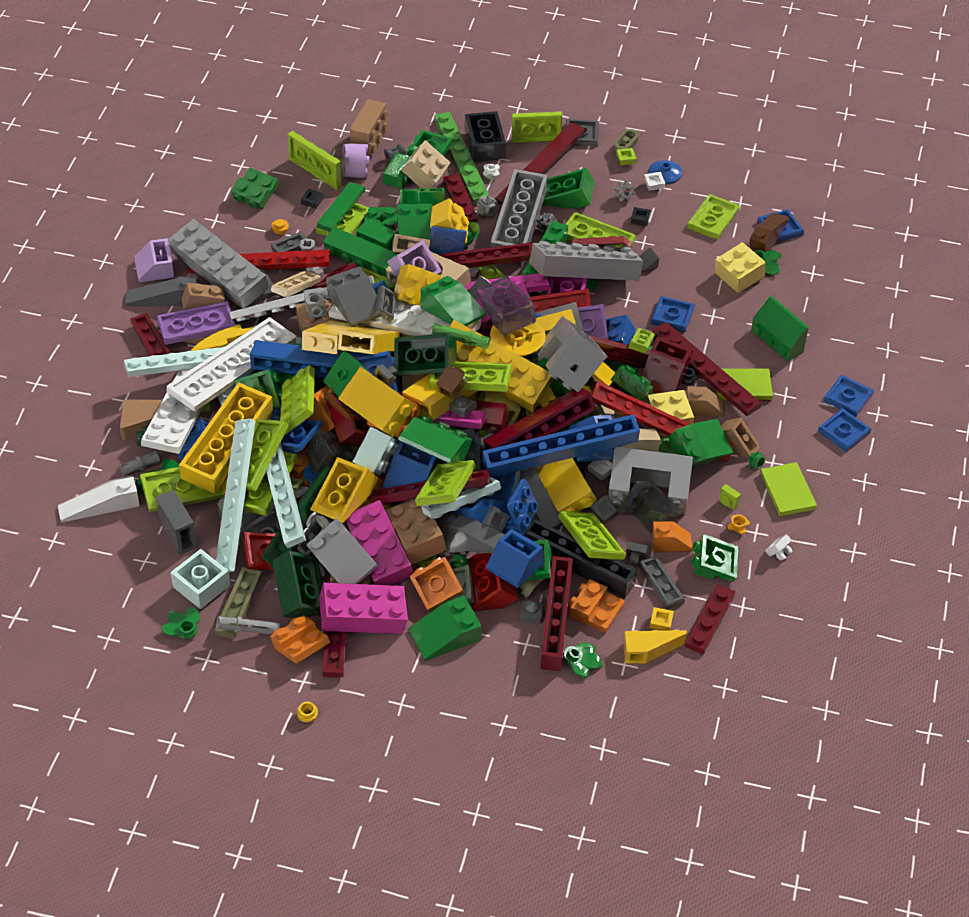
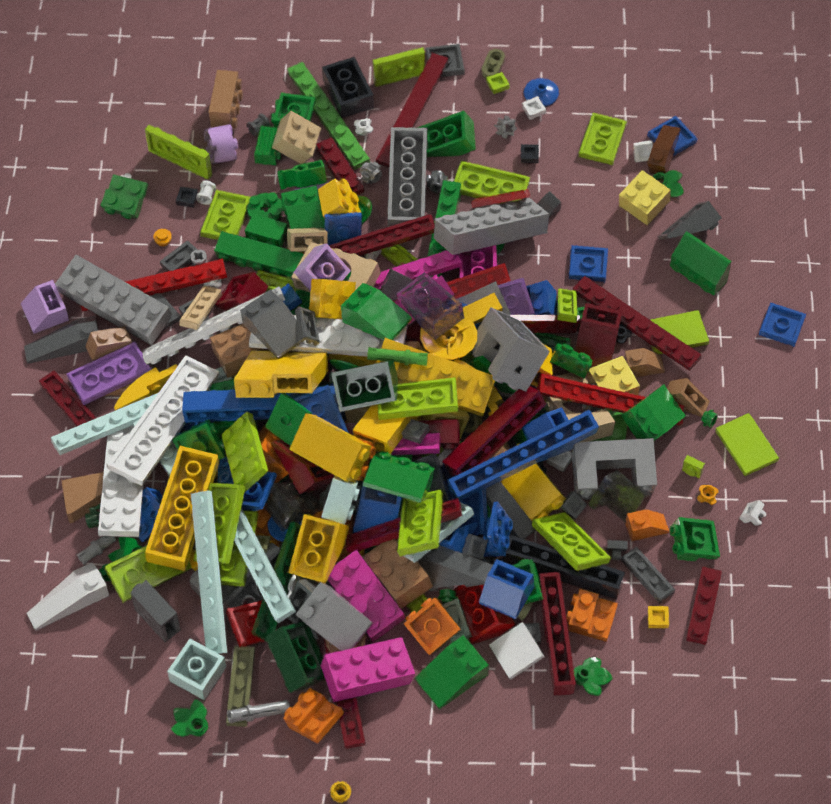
camera: 10 degrees left, 10 degrees up
(315, 303) = (232, 335): light grey brick -> none
(327, 200) = (205, 194): none -> white bush
(341, 206) = (220, 203): green tile -> none
(386, 375) = (332, 415): dark grey tile -> none
(451, 382) = (402, 413): reddish brown brick -> none
(513, 622) = (516, 650): none -> white tile
(649, 645) = (648, 650): yellow slope -> none
(746, 230) = (642, 151): none -> white tile
(787, 292) = (697, 219): none -> dark grey slope
(844, 430) = (786, 365): blue tile -> none

